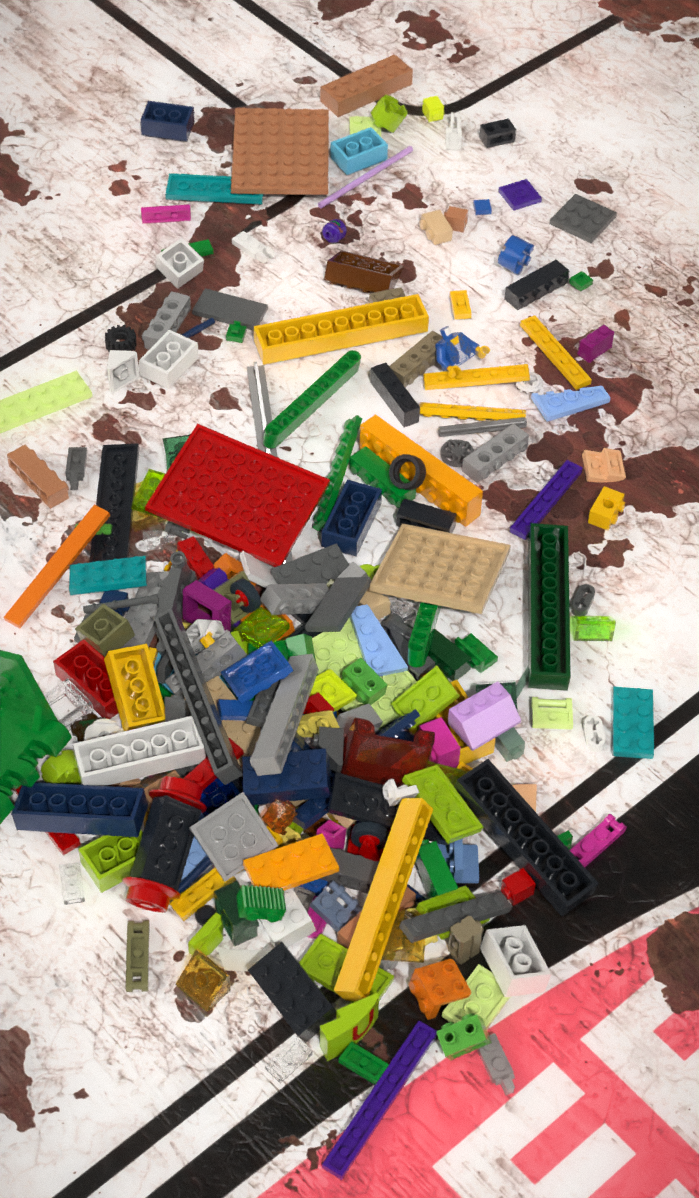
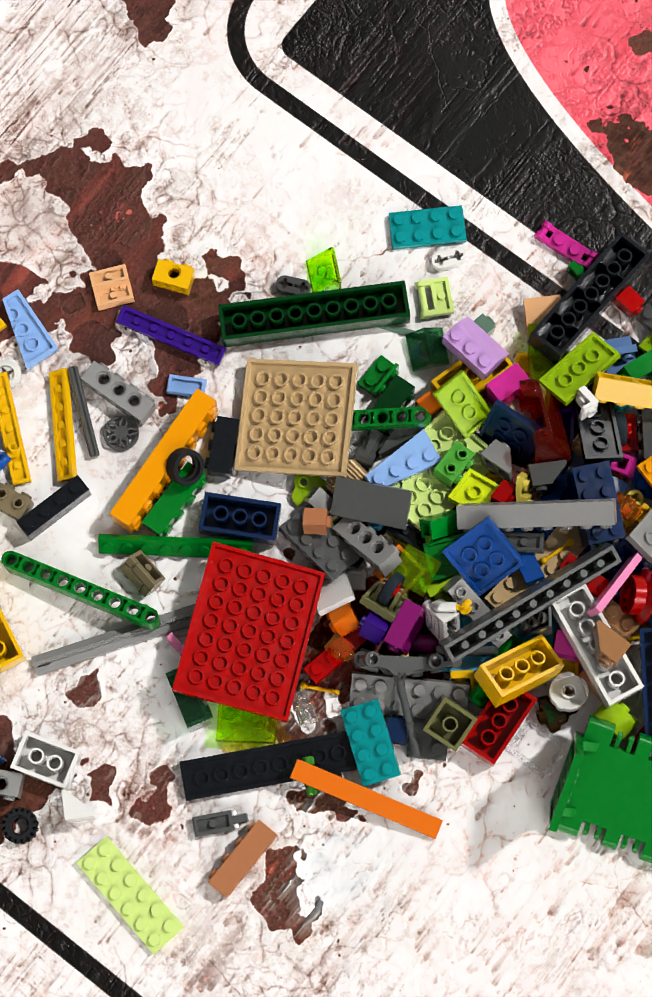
camera: 100 degrees left, 25 degrees up
(130, 739) = (608, 645): none -> medium nougat slope
(194, 771) = (614, 585): none -> bright pink tile
(202, 556) = (340, 648): none -> clear orange brick
(240, 727) = (569, 543): none -> yellow hinge
(317, 443) = (142, 573): none -> dark tan brick
(332, 563) = (316, 521): none -> nougat brick
(493, 505) = (185, 385): none -> light blue tile

